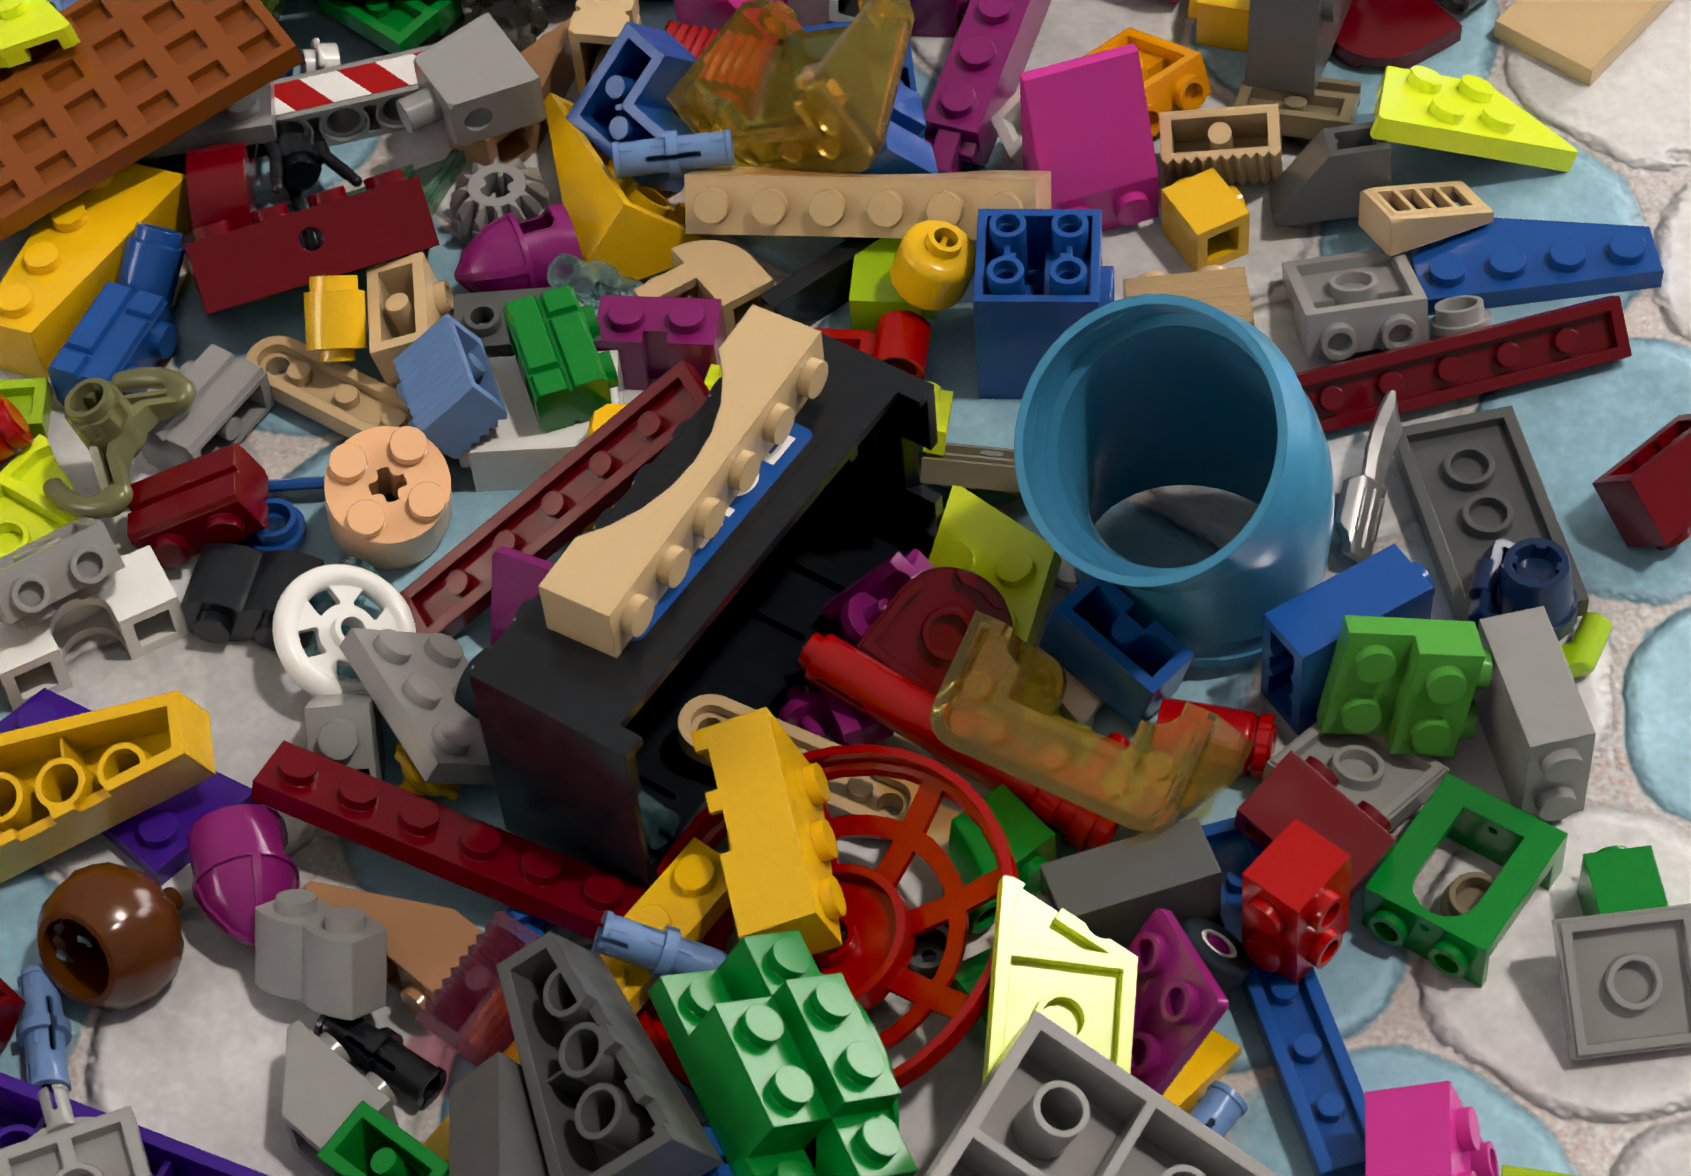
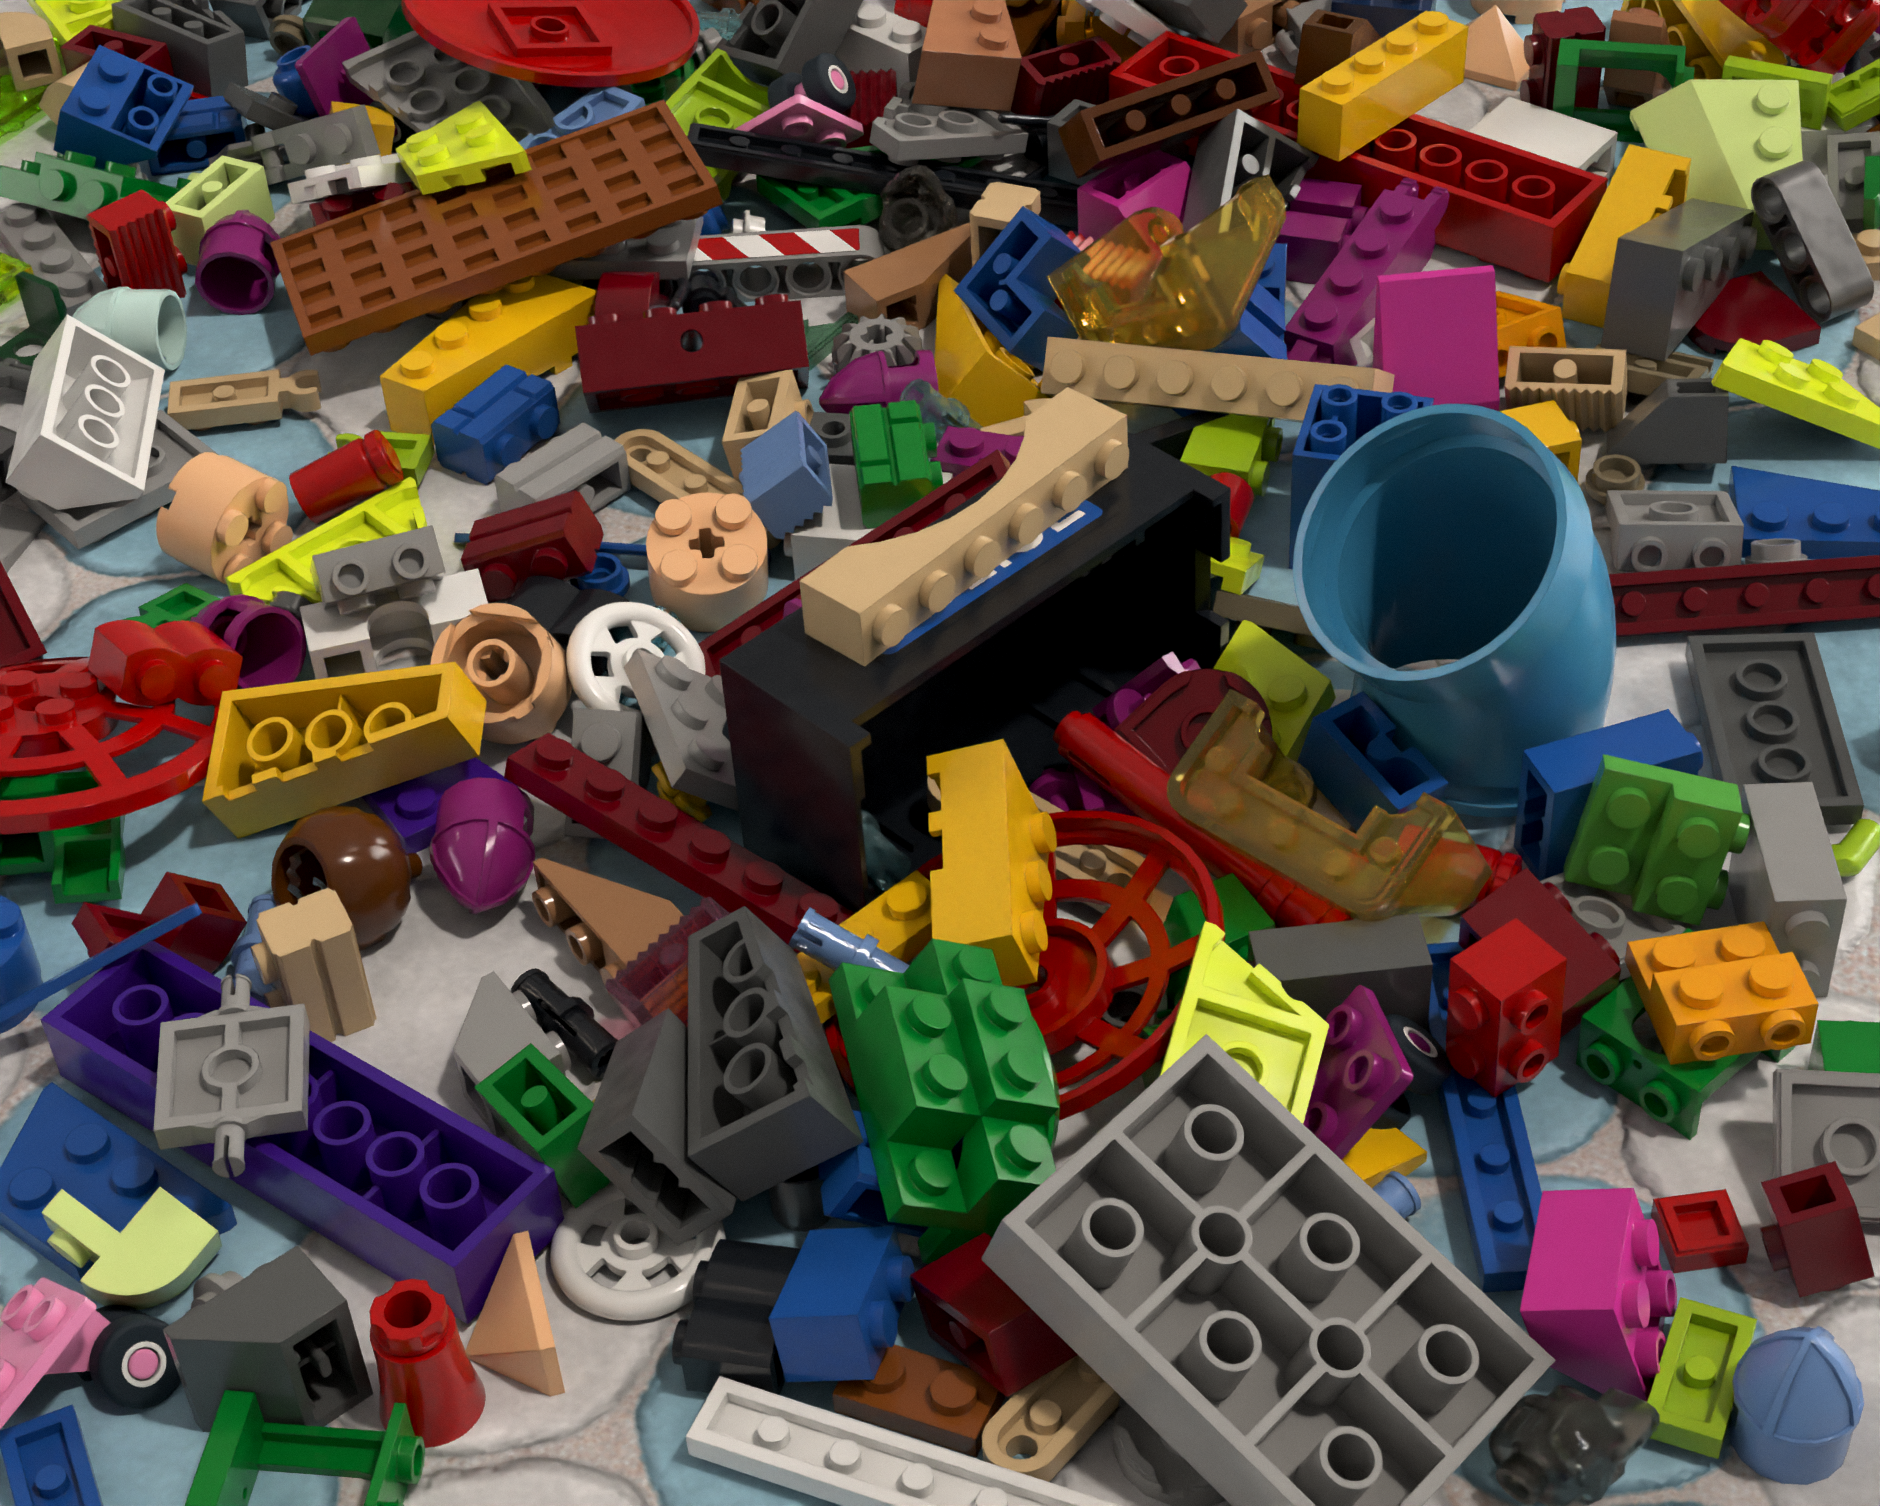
camera: 10 degrees right, 10 degrees down
(114, 1047) = (316, 963): none -> tan brick
(115, 431) = (473, 469): olive piece -> none
(152, 261) = (551, 355): blue brick -> none
(210, 634) = (526, 658): none -> light nougat brick
(321, 955) = (532, 920): light grey brick -> none
(335, 317) = (698, 411): yellow brick -> none
(473, 86) = (874, 251): light grey torso -> none
(634, 158) = (1002, 321): medium blue pin -> none
(933, 265) = (1262, 434): yellow head -> none
(1284, 242) = (1613, 473): none -> dark tan plate
(1362, 497) = (1650, 686): flat silver piece -> none
(1419, 214) = (1748, 465): tan slope -> none
(1491, 843) = (1722, 992): none -> light orange plate
(1506, 1085) = (1699, 1231): none -> red tile
(1531, 576) = (1805, 756): dark blue piece -> none
(1613, 1076) = (1815, 1230): none -> dark red brick

